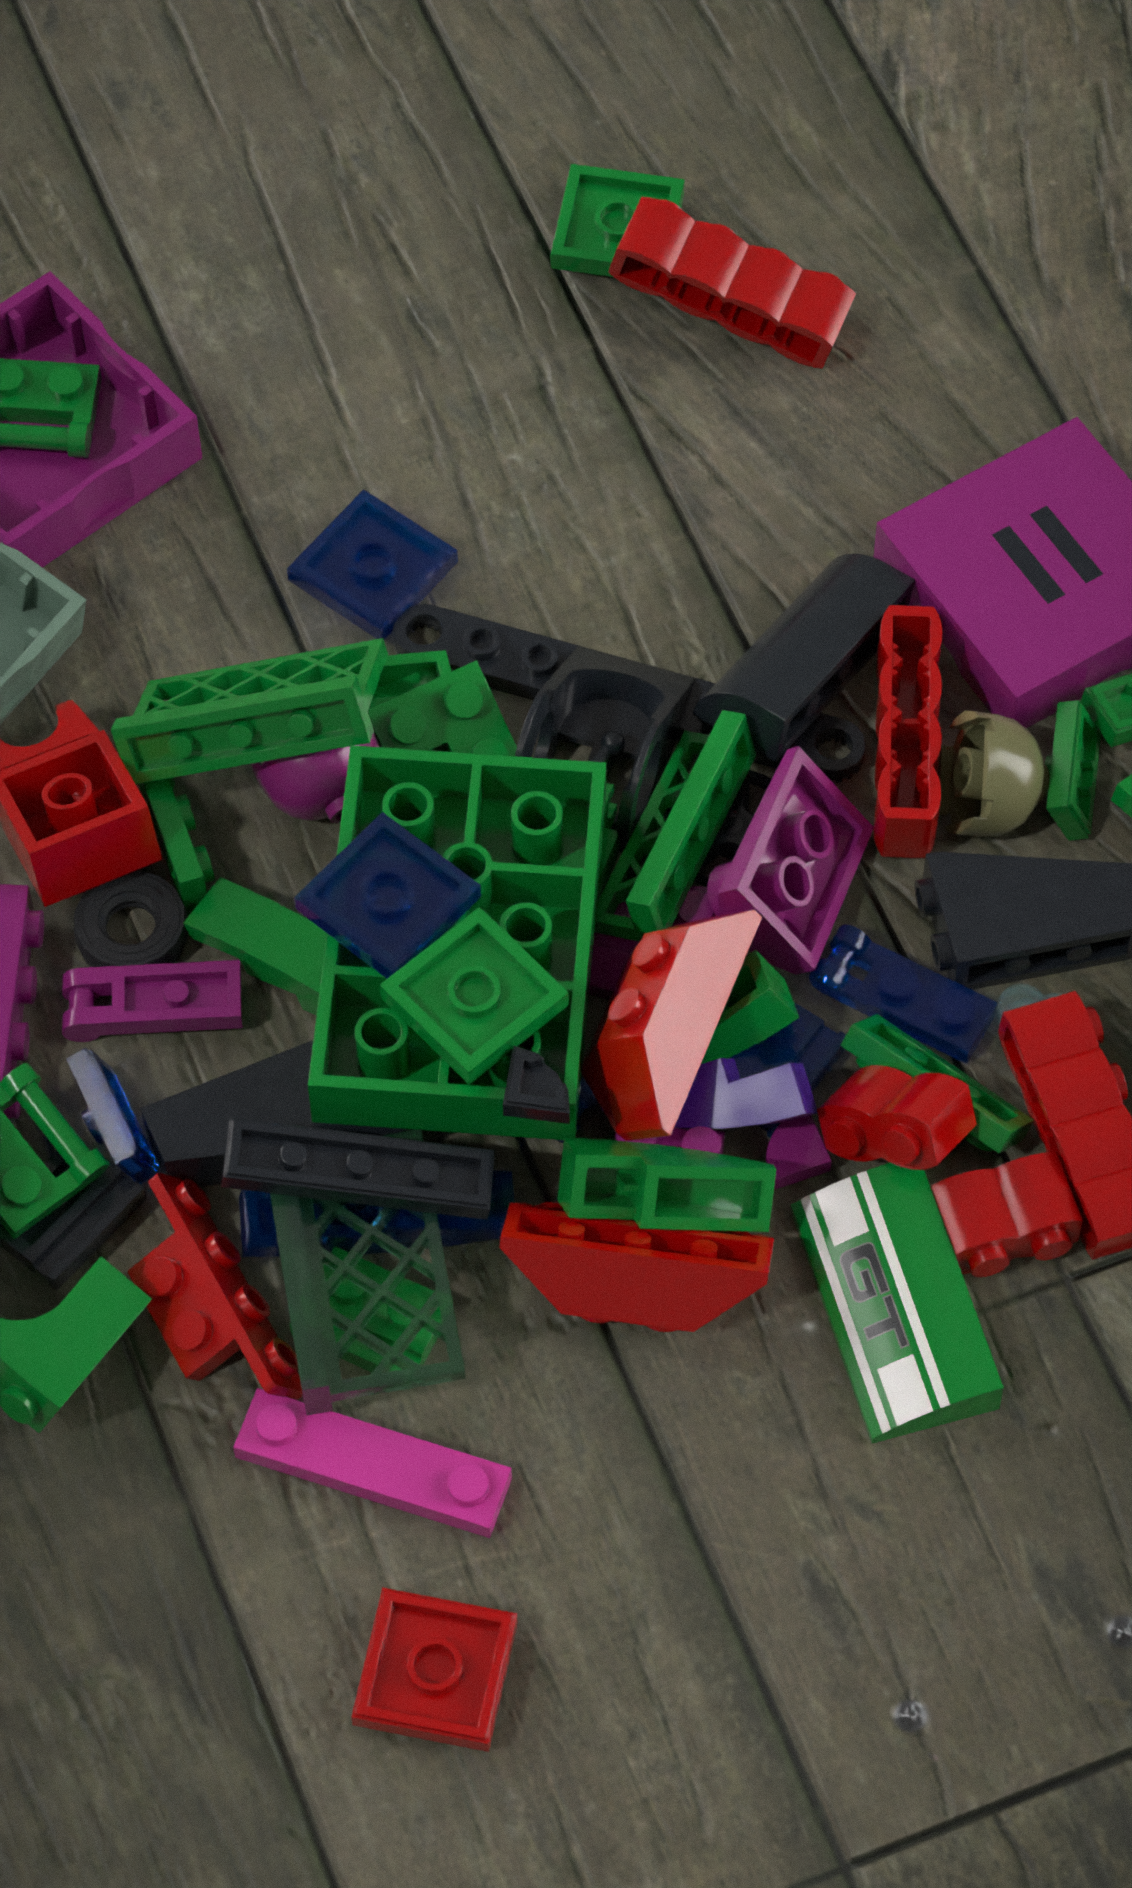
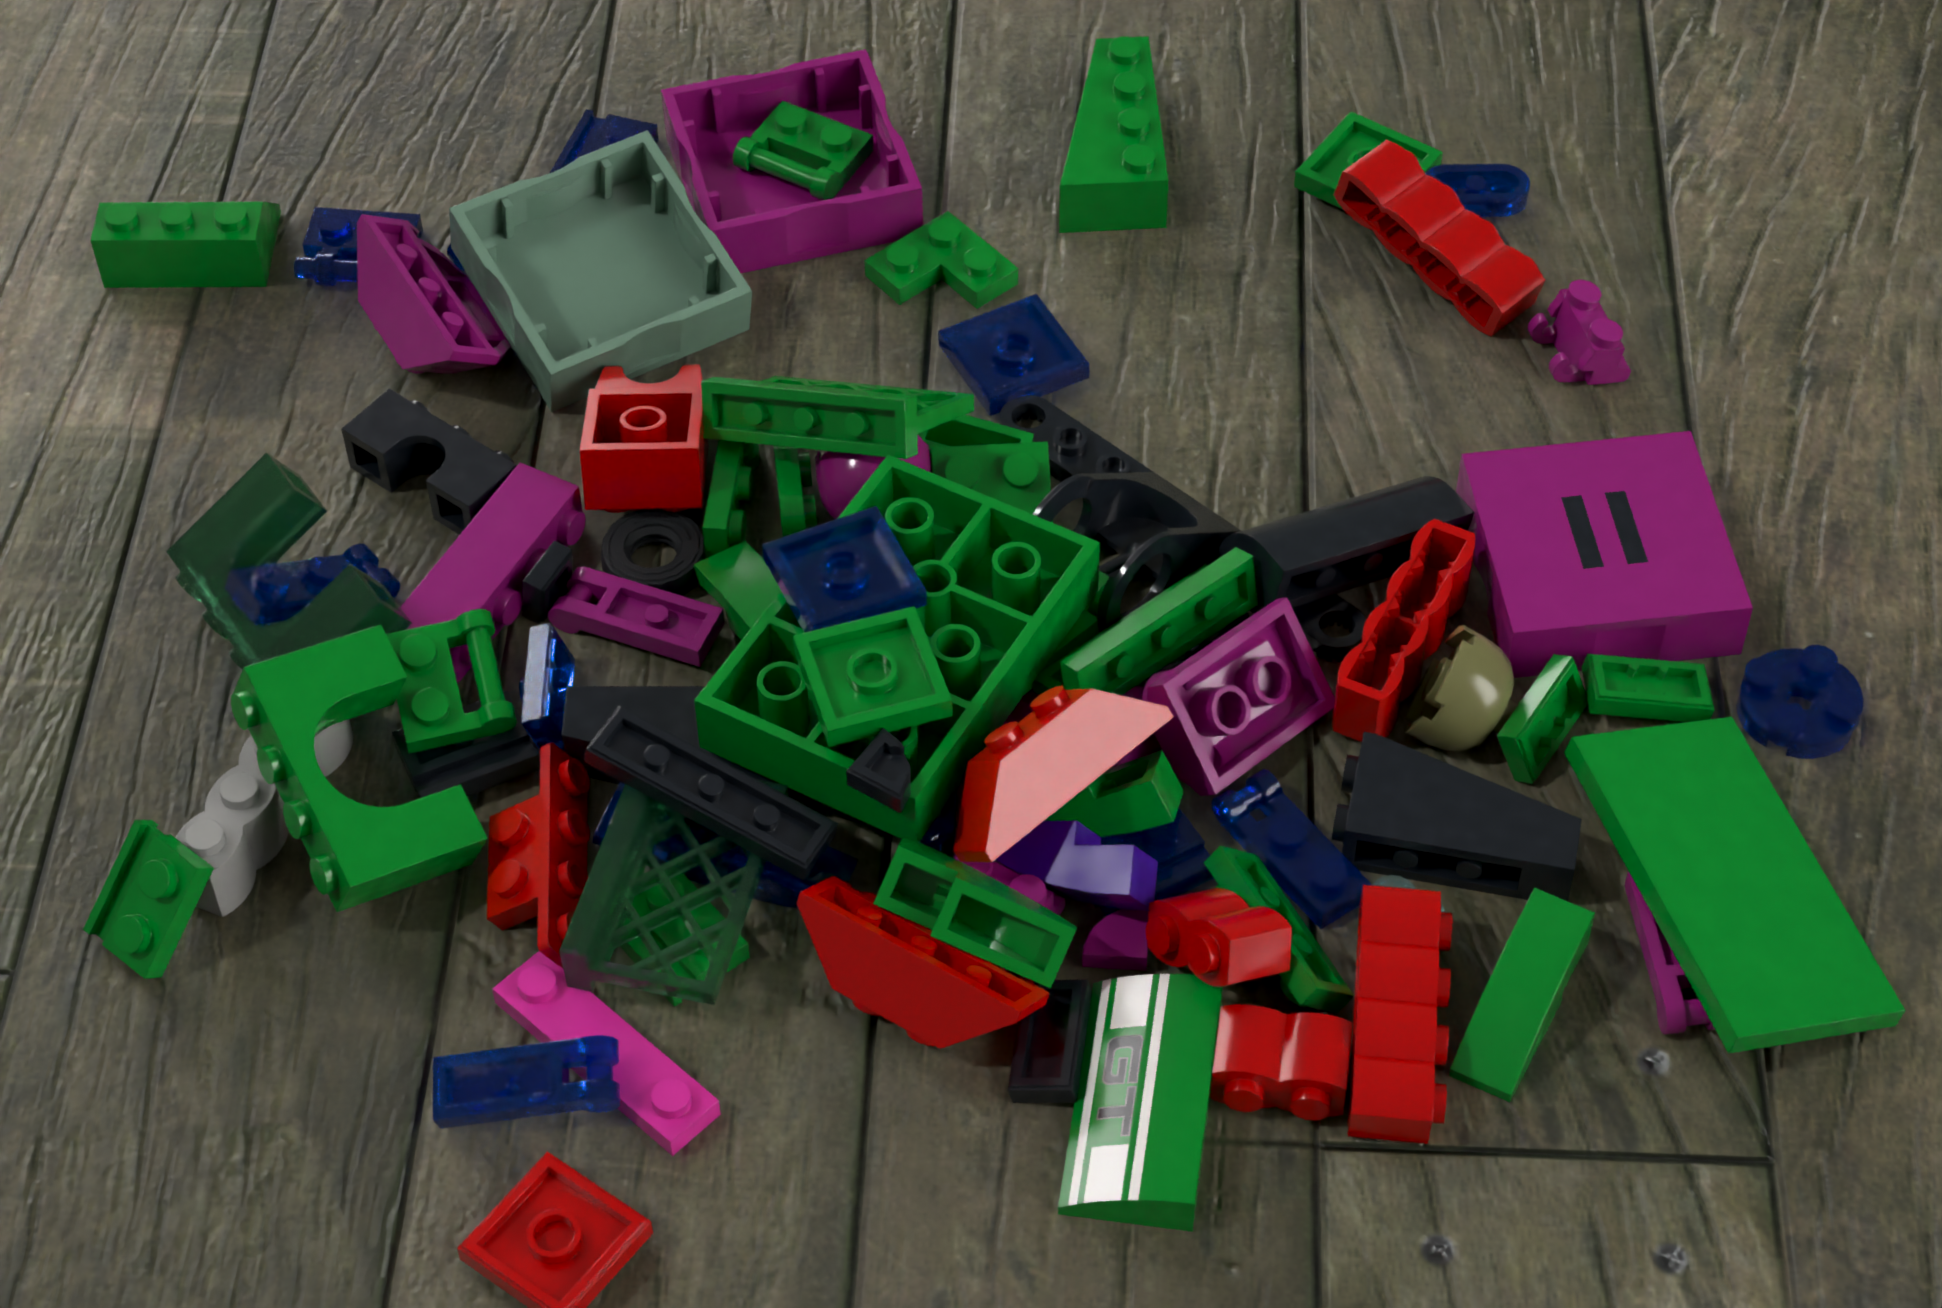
camera: 25 degrees right, 10 degrees down
(46, 999) = (546, 582): none -> black tile
(238, 472) = (944, 252): none -> green plate
(248, 822) = (792, 474): none -> green plate
(322, 1528) = (525, 1081): none -> clear blue plate
(360, 289) = (1116, 151): none -> green wedge
(733, 203) = (1486, 188): none -> clear blue plate
(793, 1299) = (1052, 1046): none -> black tile
(916, 341) = (1584, 337): none -> magenta piece

